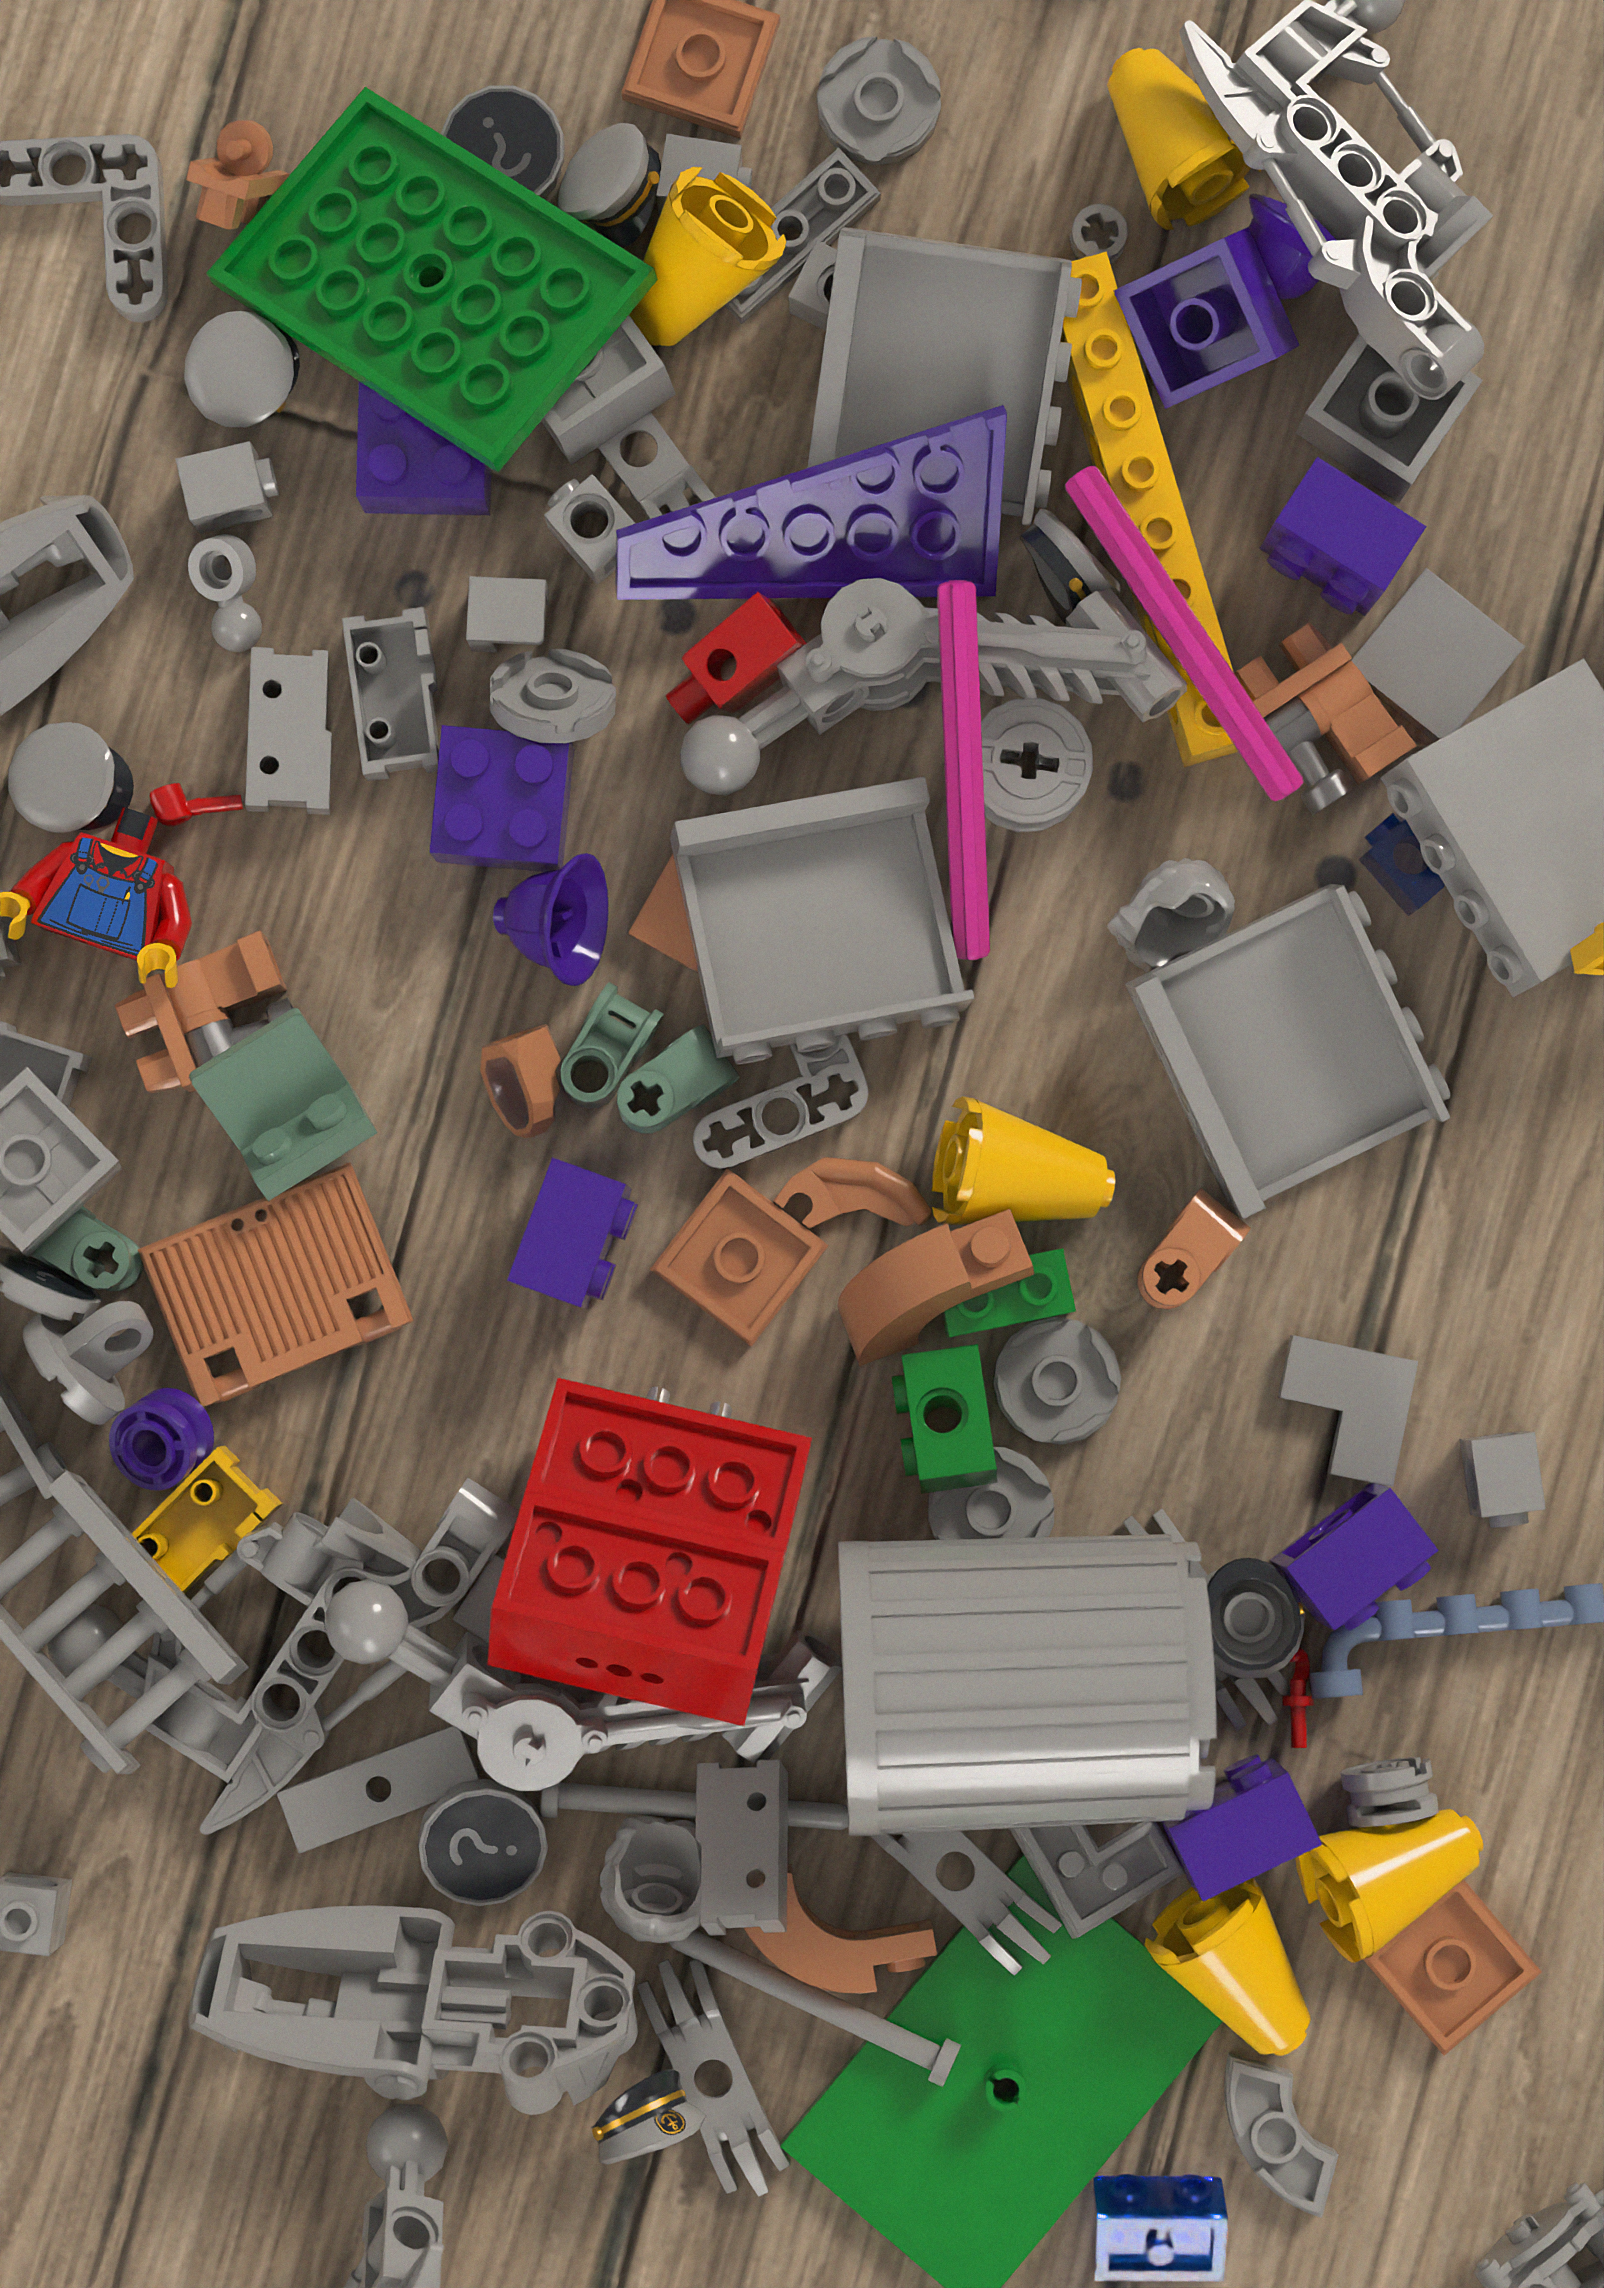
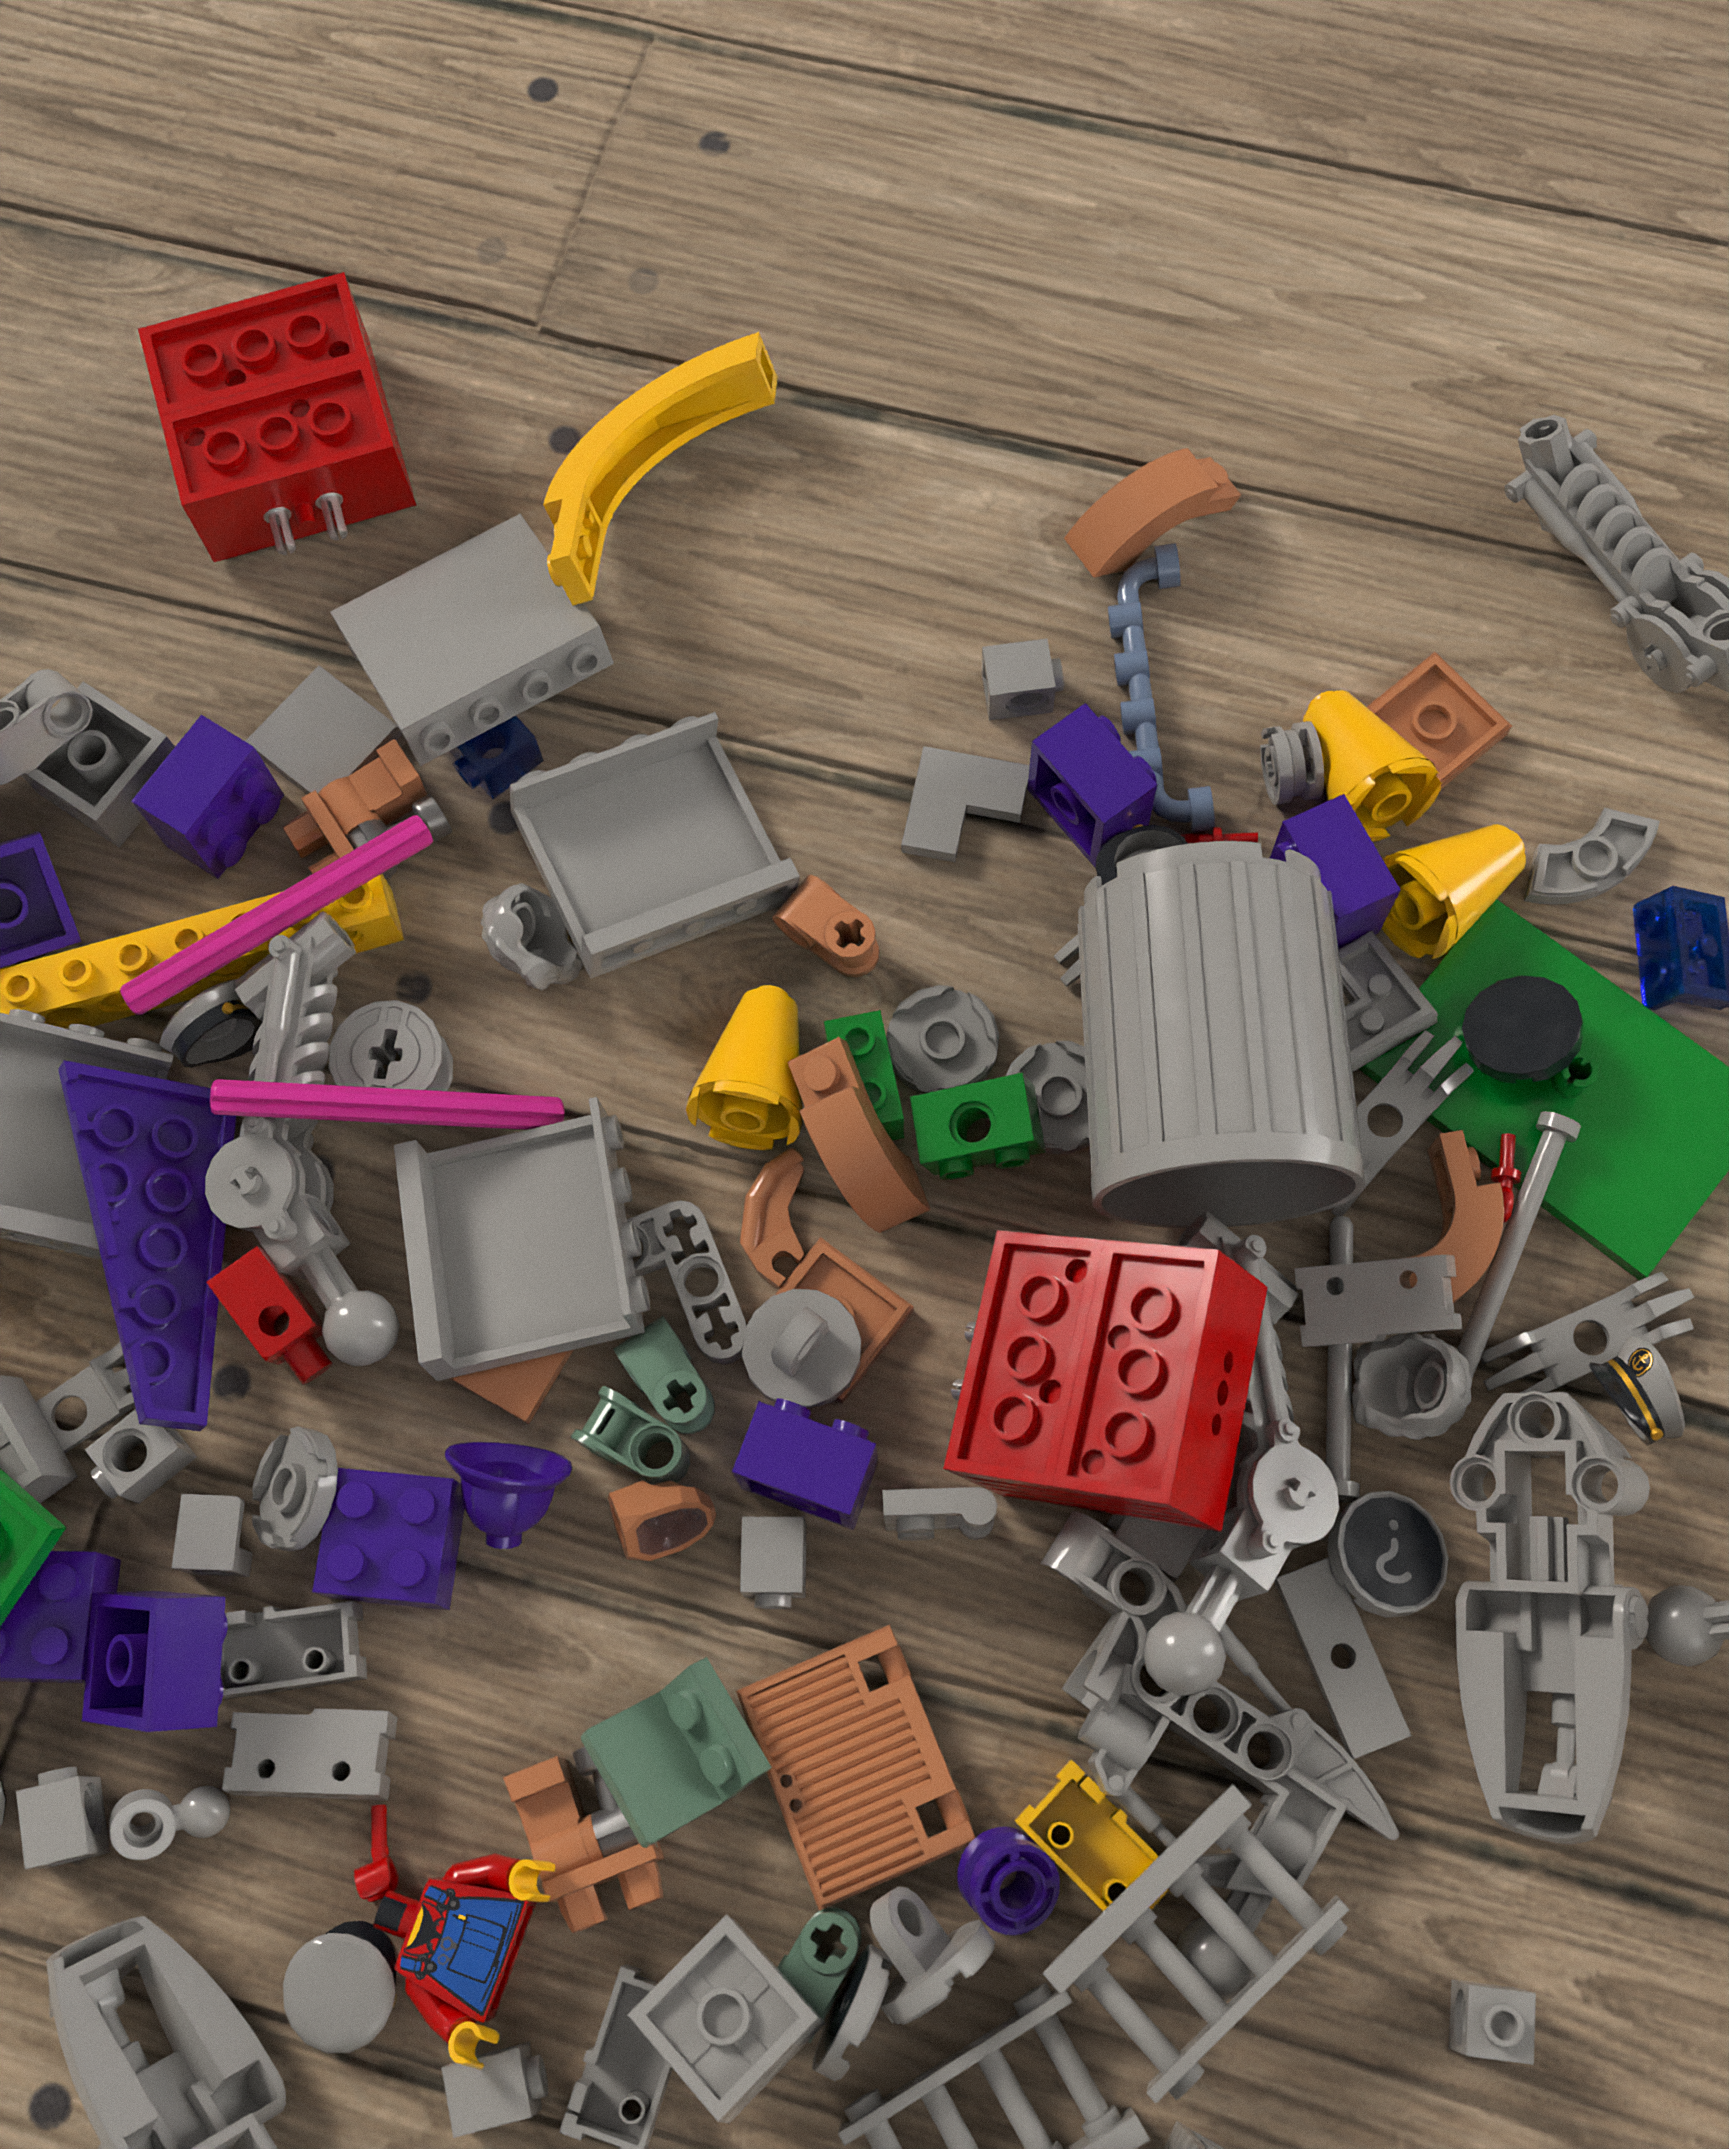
camera: 85 degrees left, 15 degrees down
(374, 569) = (154, 1660): none -> dark purple brick
(479, 1199) = (773, 1560): none -> light grey brick
(521, 1352) = (921, 1511): none -> light grey plate
(700, 1226) = (802, 1348): none -> light grey tile
(893, 2001) = (1506, 1172): none -> red hand
(1054, 2032) = (1523, 1029): none -> black tile

